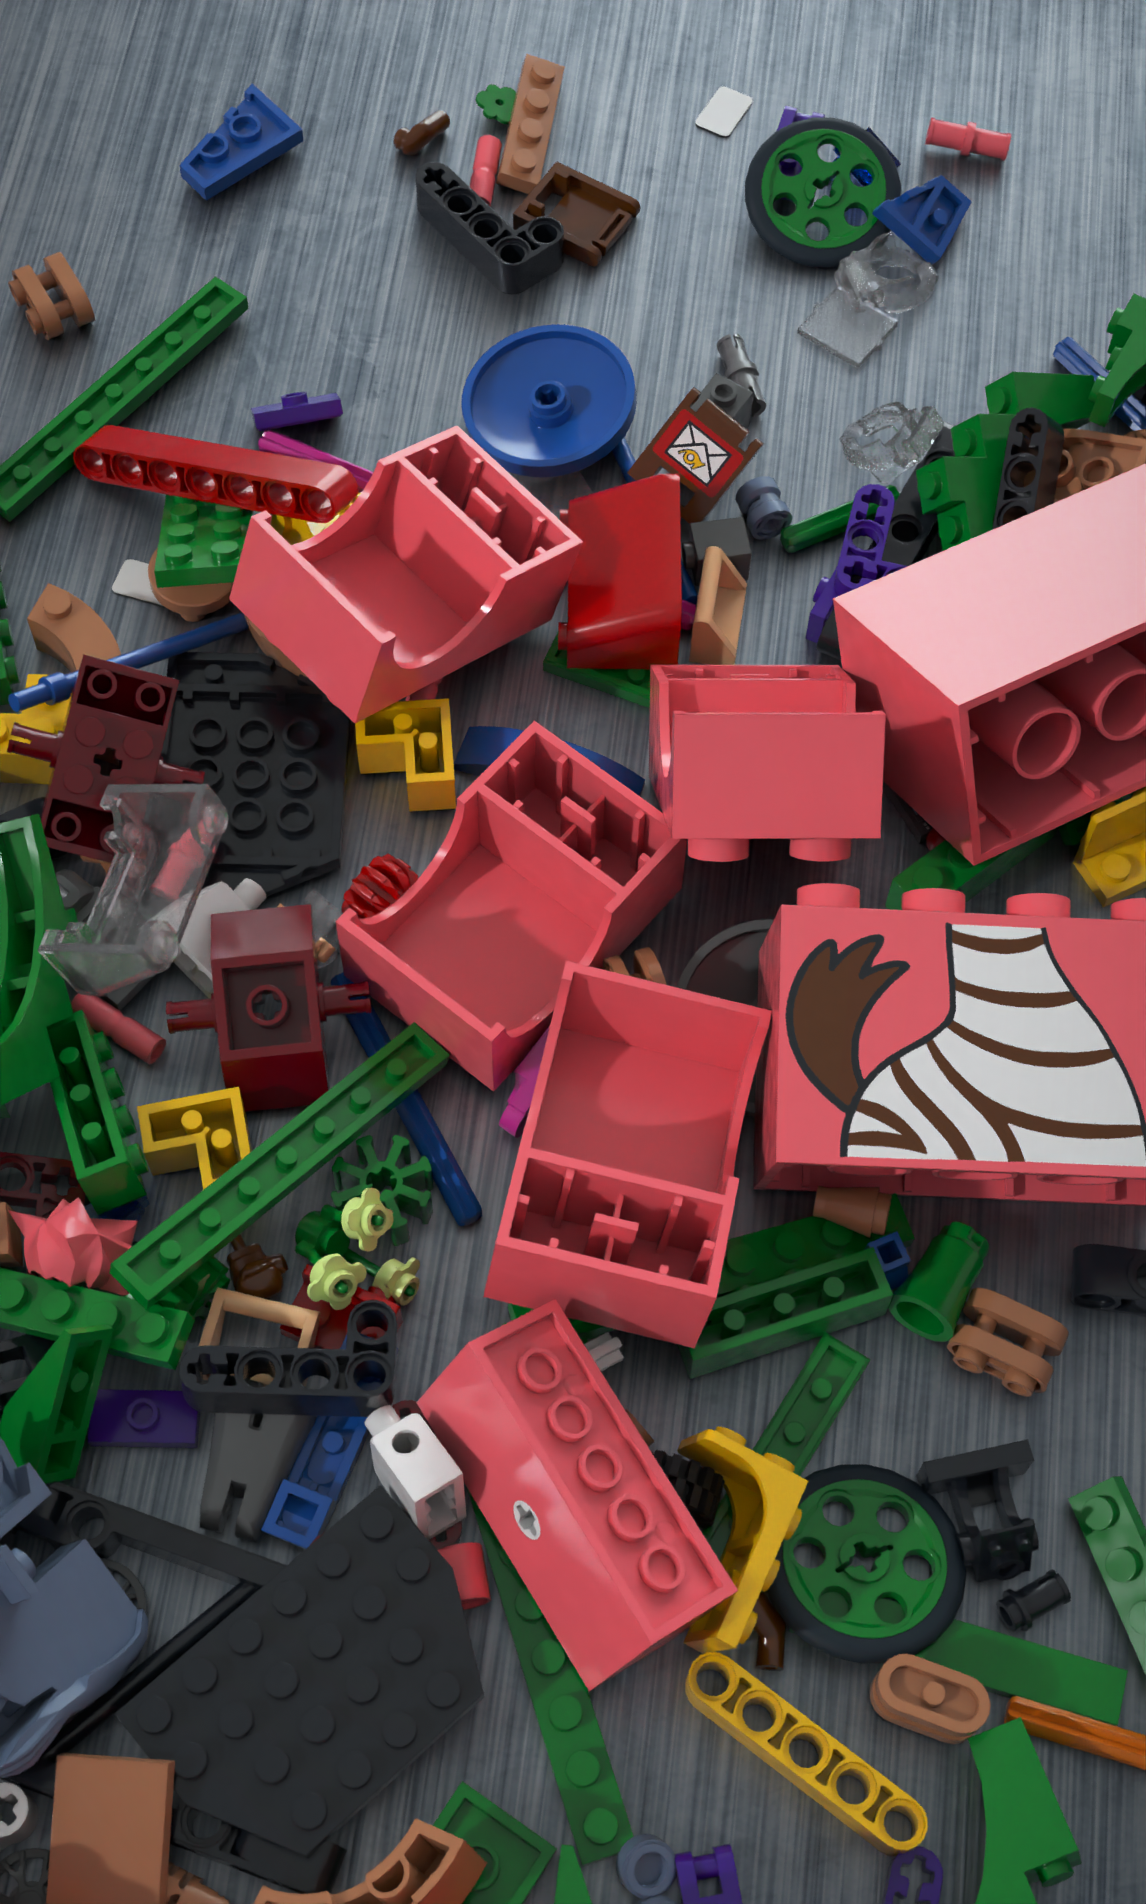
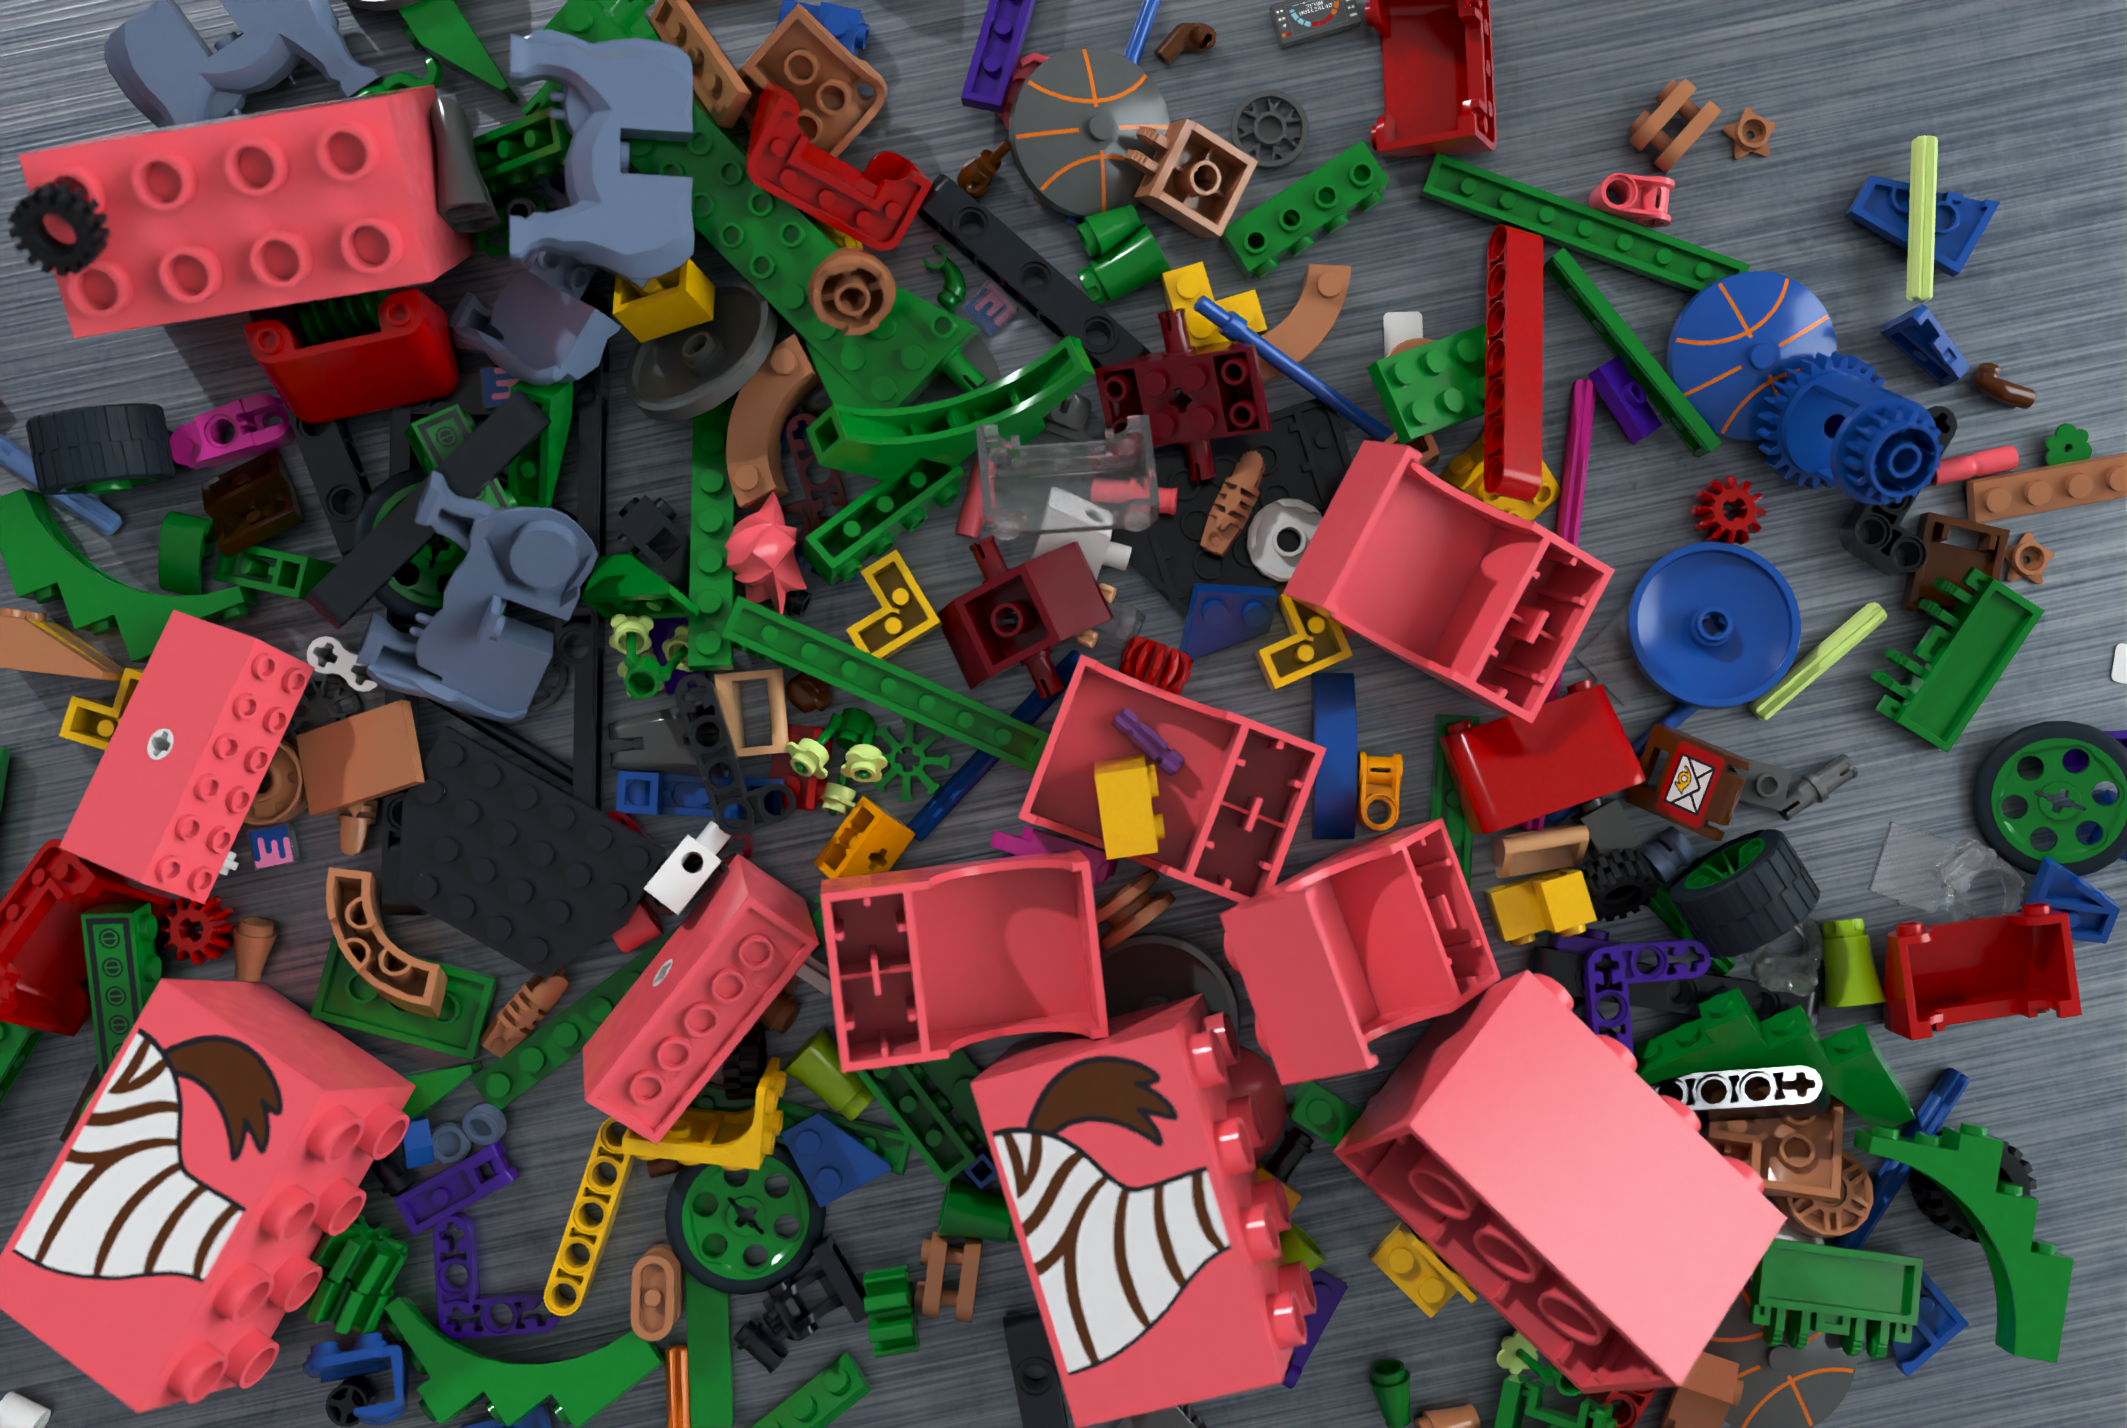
camera: 70 degrees right, 25 degrees up
(90, 239) = (1750, 123): none -> nougat plate
(103, 345) = (1642, 198): none -> coral piece
(156, 1425) = (644, 674): none -> plant
(238, 136) = (1922, 219): none -> yellowish green axle
(238, 394) = (1632, 353): none -> green tile
(242, 764) = (1233, 504): none -> nougat hinge
(302, 301) = (1740, 341): none -> blue dish
(305, 755) = (1263, 534): none -> white tile
(355, 167) = (1927, 345): none -> blue wing
(357, 815) = (1226, 616): none -> blue wing
(393, 249) = (1848, 432): none -> blue piece
(442, 361) = (1743, 508): none -> red gear
(455, 1259) = (864, 843): none -> light orange brick
(461, 925) = (1148, 741): none -> medium lavender axle
(518, 1760) = (523, 1012): none -> nougat hinge
(520, 946) = (1125, 806): none -> yellow brick
(592, 154) = (2037, 563): none -> nougat plate
(603, 731) = (1378, 787): none -> light orange piece
(616, 331) = (1819, 660): none -> yellowish green axle
(660, 220) = (1961, 661): none -> green hinge
(723, 1395) = (819, 1069): none -> lime plant
(777, 551) = (1619, 883): none -> black tyre
(777, 611) = (1541, 902): none -> yellow brick
(823, 439) = (1744, 893): none -> black wheel
(826, 1428) = (831, 1158): none -> blue wing
(926, 387) = (1849, 965): none -> lime plant
(965, 285) = (1979, 971): none -> red windscreen
(1031, 1410) = (891, 1311): none -> green gear

